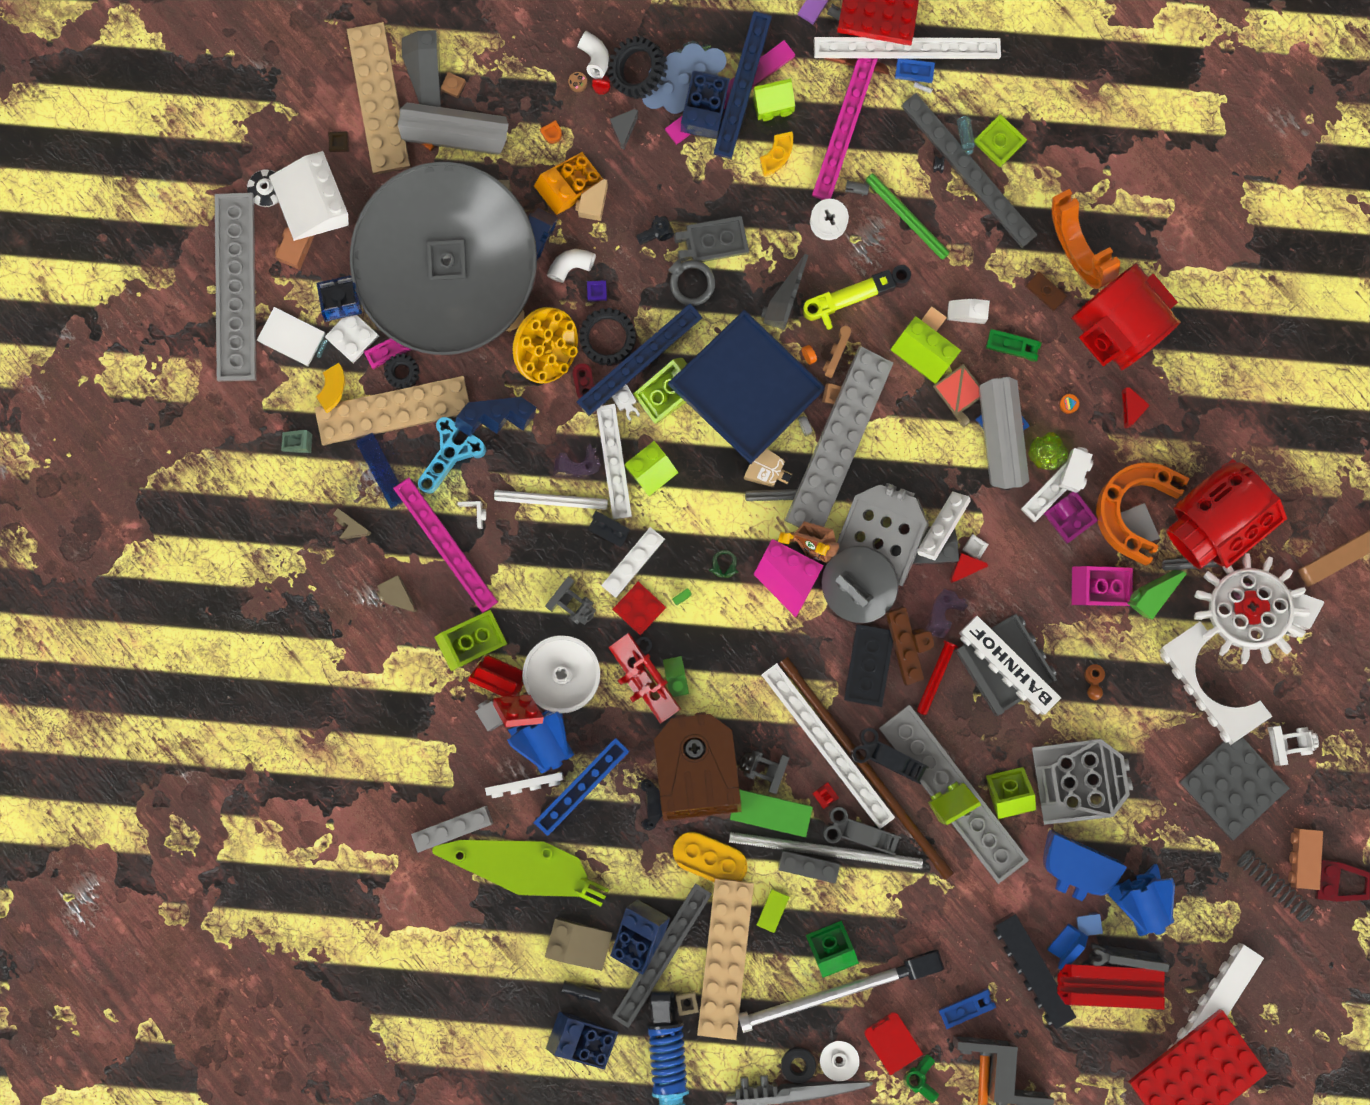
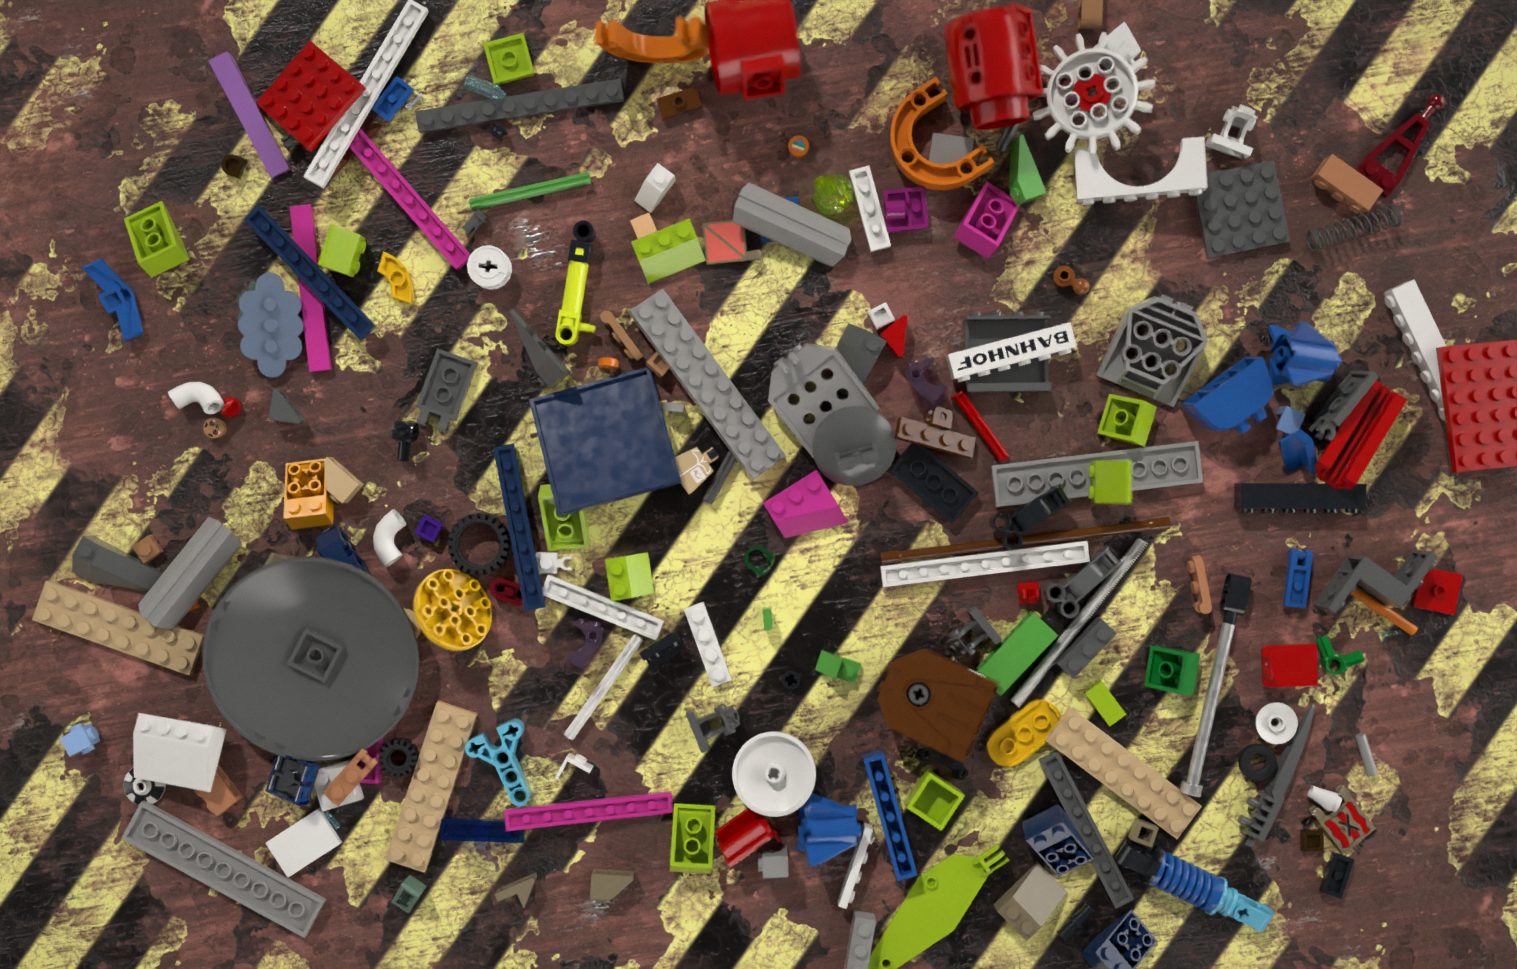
camera: 65 degrees left, 5 degrees up
(274, 119) = (80, 739): none -> light blue brick
(333, 388) = (376, 832): yellow tile -> none
(338, 142) = (139, 690): dark brown tile -> none
(365, 342) = (349, 777): none -> nougat plate
(495, 414) = (492, 695): dark blue brick -> none
(518, 710) = (787, 839): red plate -> none
(551, 132) = (250, 481): orange tile -> none
(615, 815) = (934, 799): none -> lime piece
(639, 608) = (754, 663): red plate -> none
(640, 679) = (822, 698): piece -> none
(657, 67) = (256, 362): black tyre -> none
(678, 268) = (453, 441): dark grey piece -> none
(704, 105) = (308, 321): dark blue slope -> none
(814, 540) = (788, 464): nougat torso -> none
(914, 930) = (1199, 585): none -> nougat plate
(943, 525) = (845, 334): white plate -> none
(1013, 345) = (712, 165): green plate -> none
(1075, 470) = (865, 178): white brick -> none
(1133, 406) = (837, 88): red slope -> none

